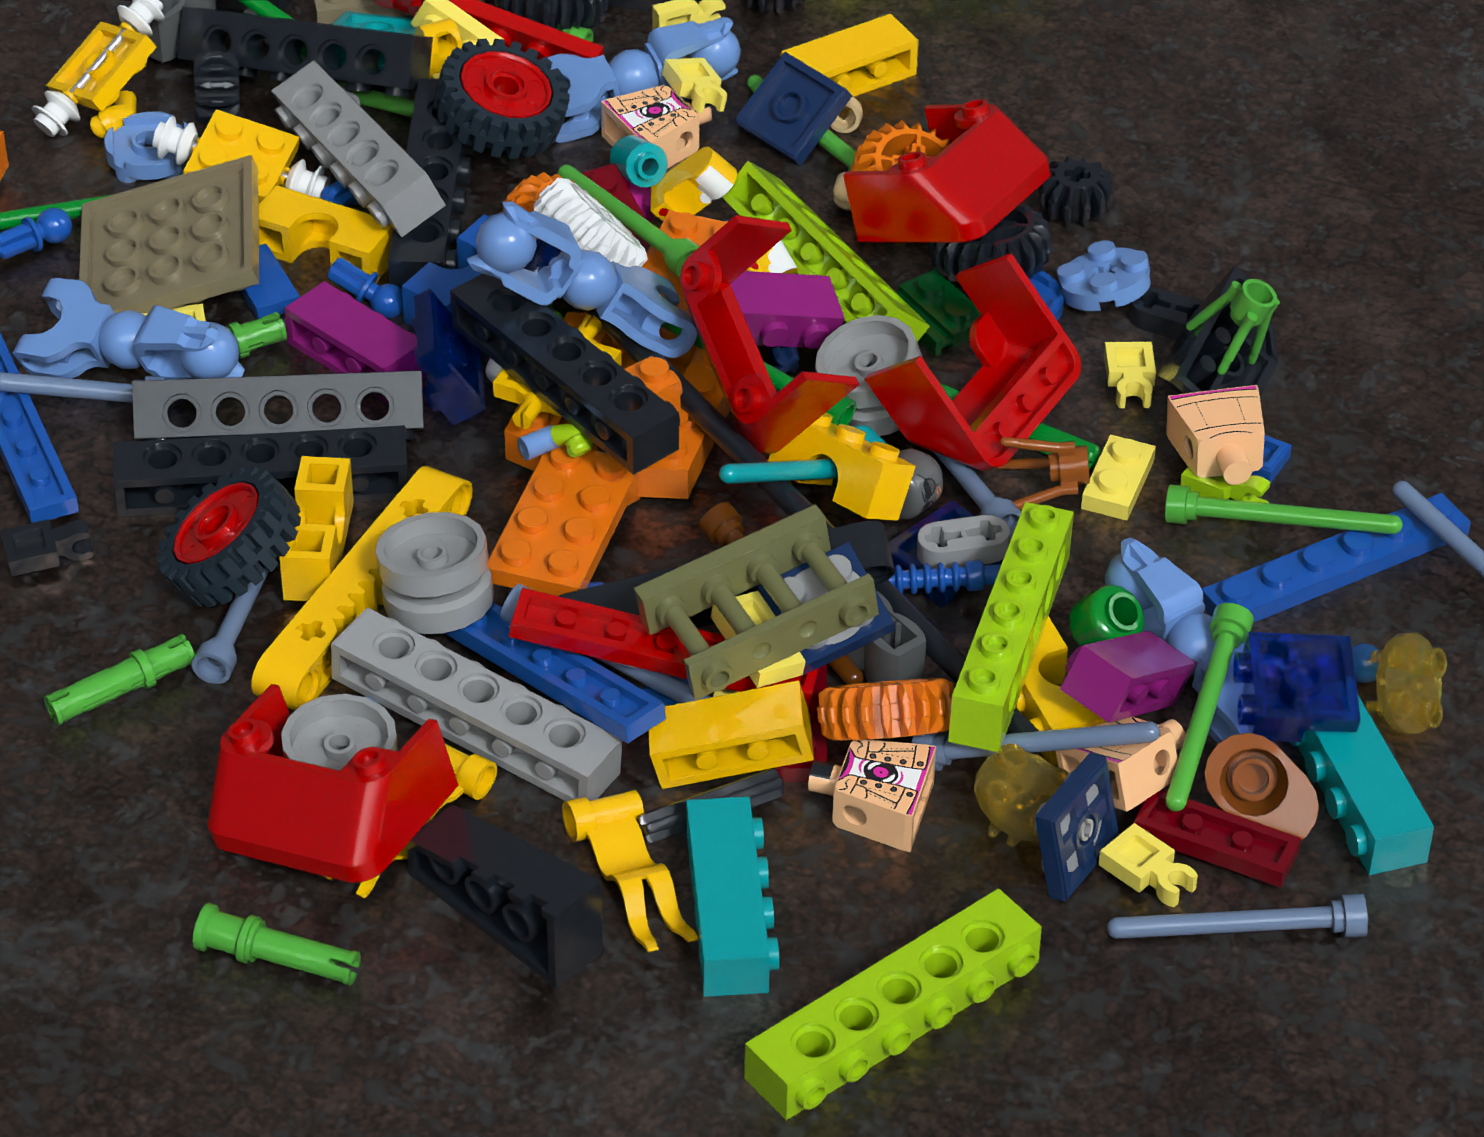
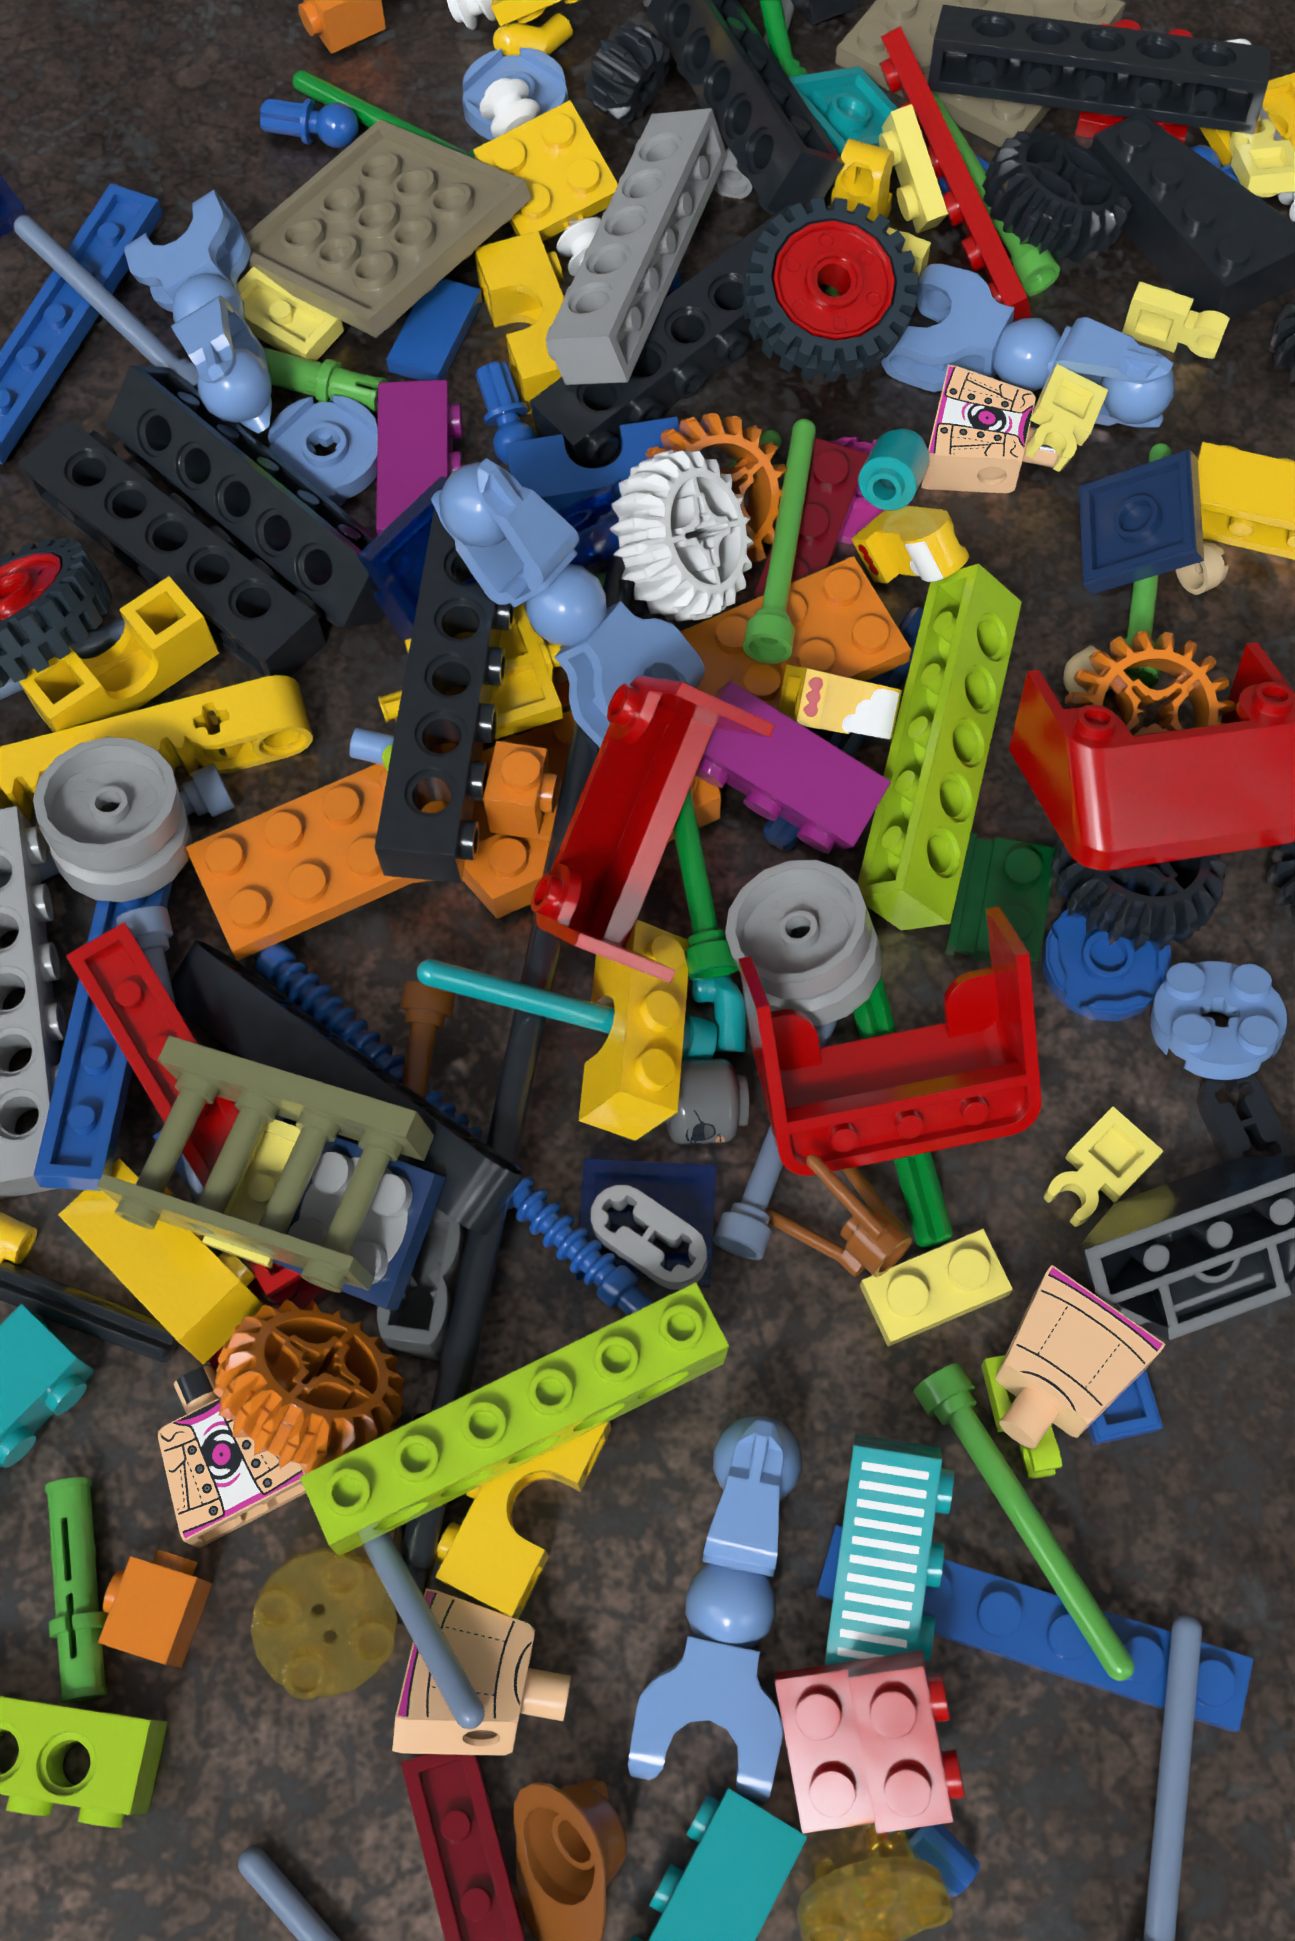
camera: 50 degrees right, 25 degrees up
(283, 351) = (341, 421): none -> medium blue plate
(896, 910) = (75, 1591): none -> bright green pin
(932, 871) = (154, 1608): none -> orange brick
(1076, 826) = (308, 1726): dark blue piece -> none
(1105, 615) = (670, 1480): green head -> none
(1127, 675) = (572, 1591): magenta brick -> none
(1143, 861) = (359, 1813): light yellow plate -> none
(1229, 630) = (735, 1650): bright green piece -> none
(1250, 307) = (1240, 1254): bright green plant -> none
(1254, 563) = (888, 1550): none -> teal brick
(1296, 685) = (714, 1806): clear blue plate -> none
(1336, 601) = (869, 1744): none -> plate

